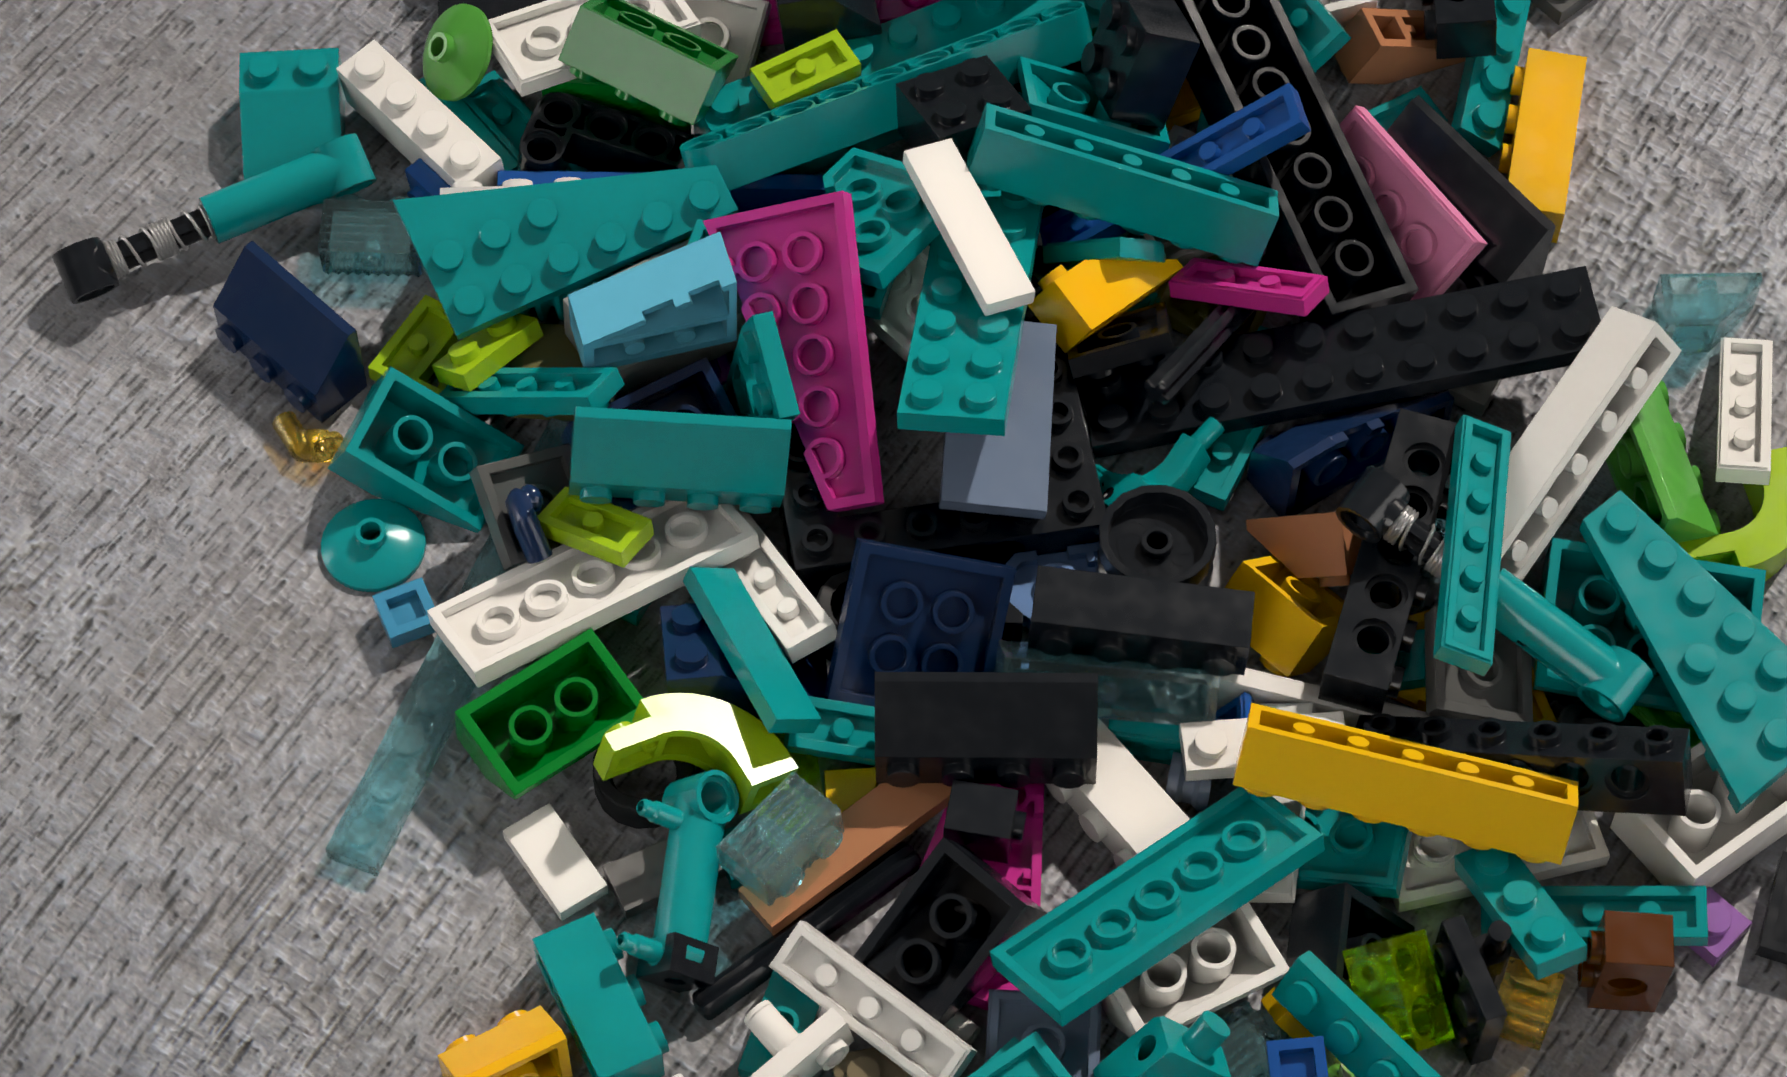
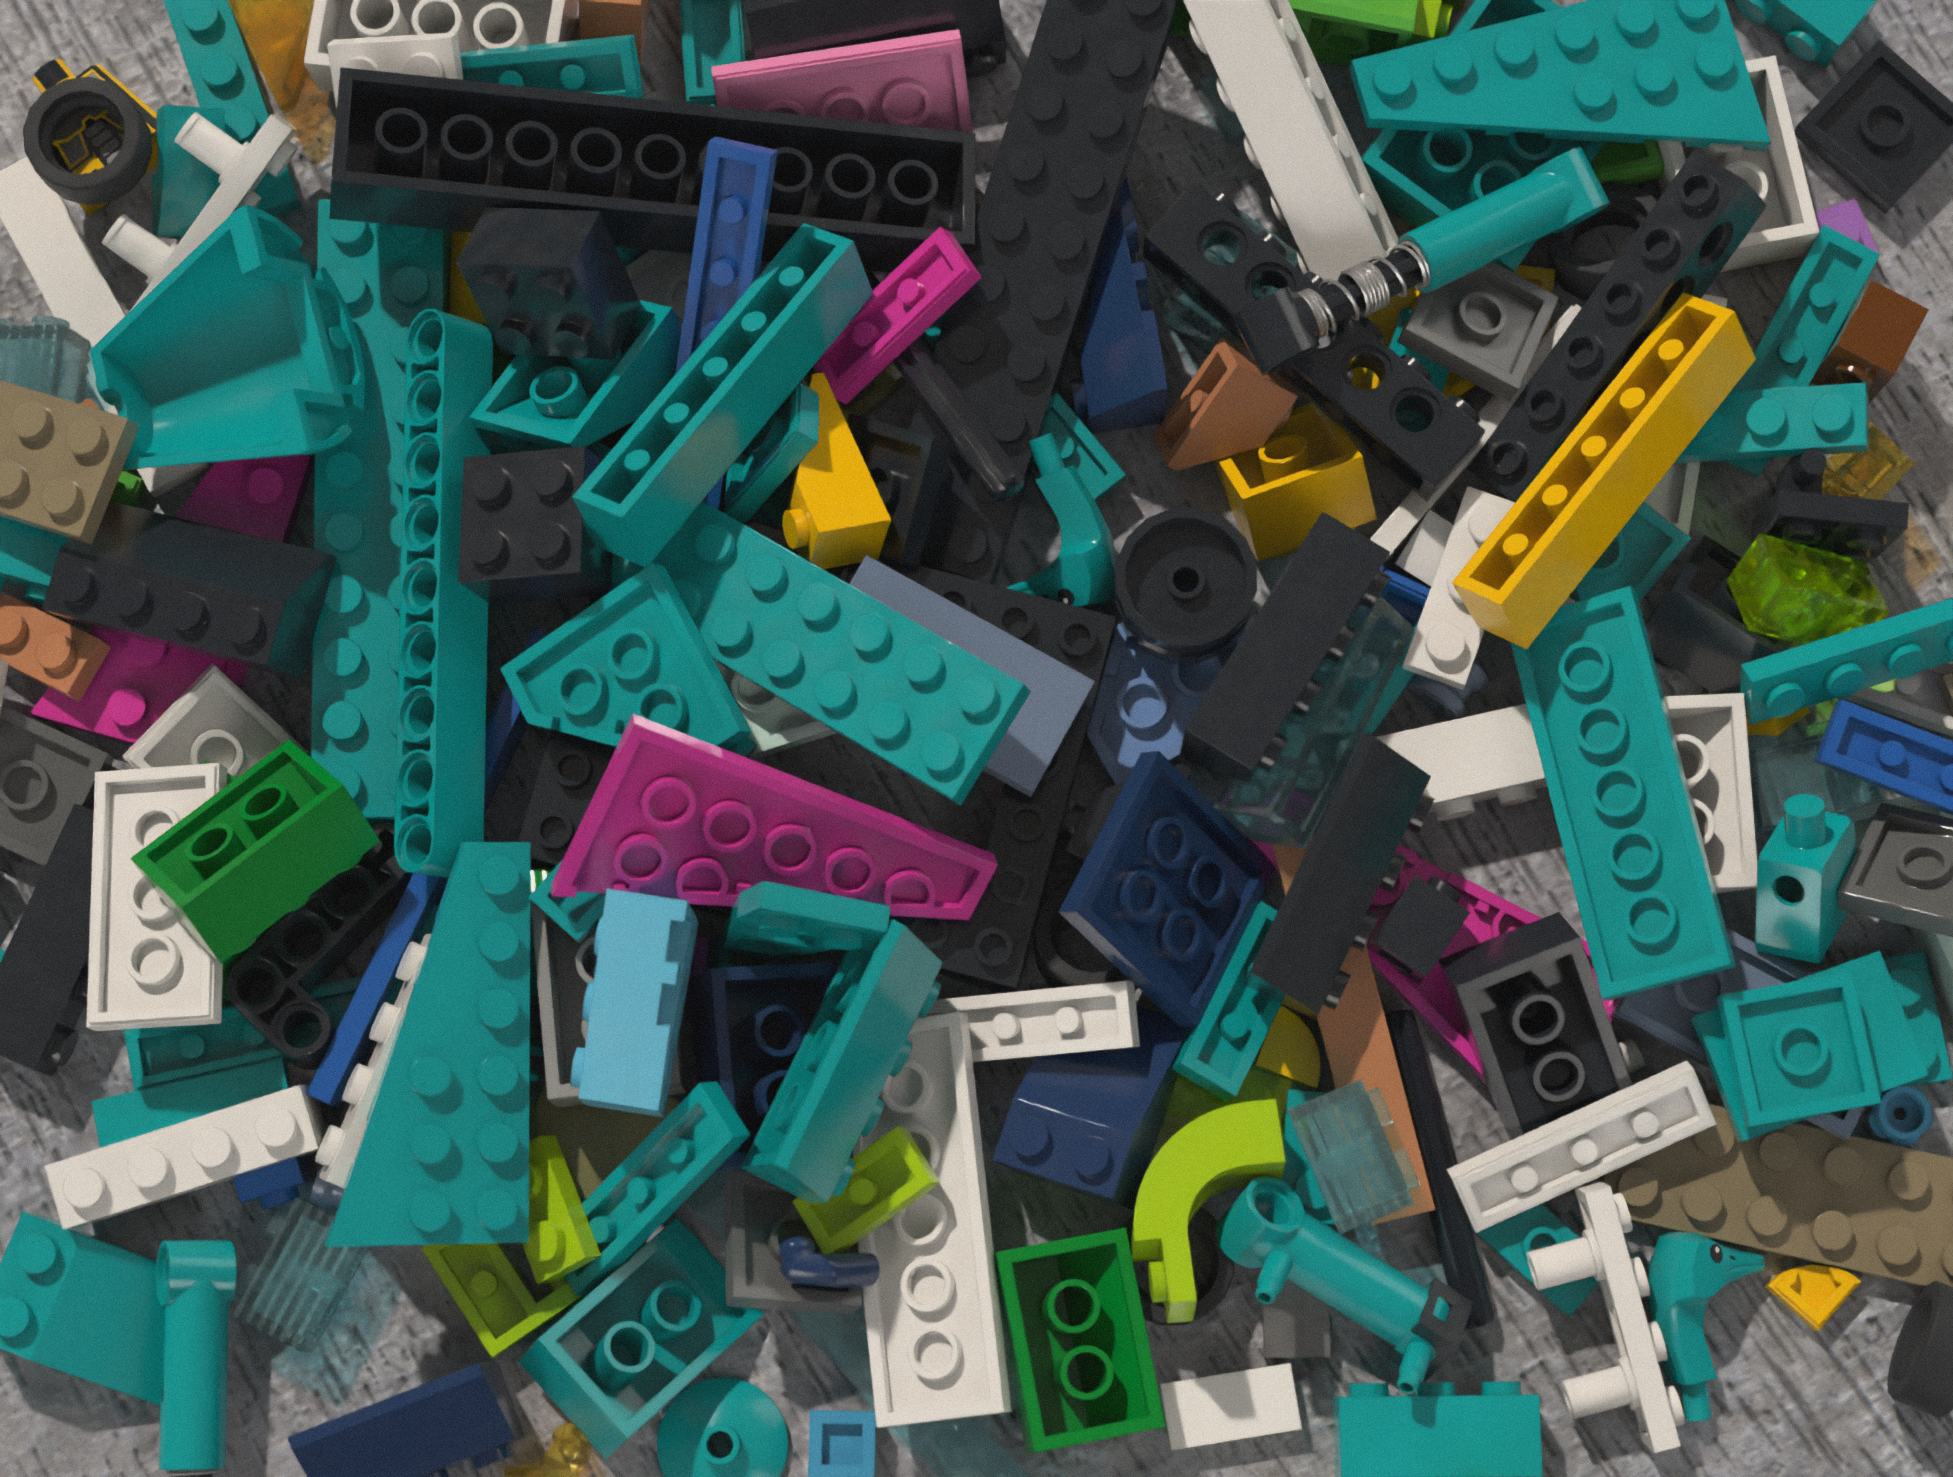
camera: 60 degrees left, 20 degrees up
(457, 52) = (102, 1068): bright green dish -> none
(751, 650) = (1111, 1086): teal tile -> none
(805, 70) = (359, 673): lime plate -> none
(968, 227) = (723, 597): white tile -> none
(1472, 546) = (1377, 252): teal tile -> none

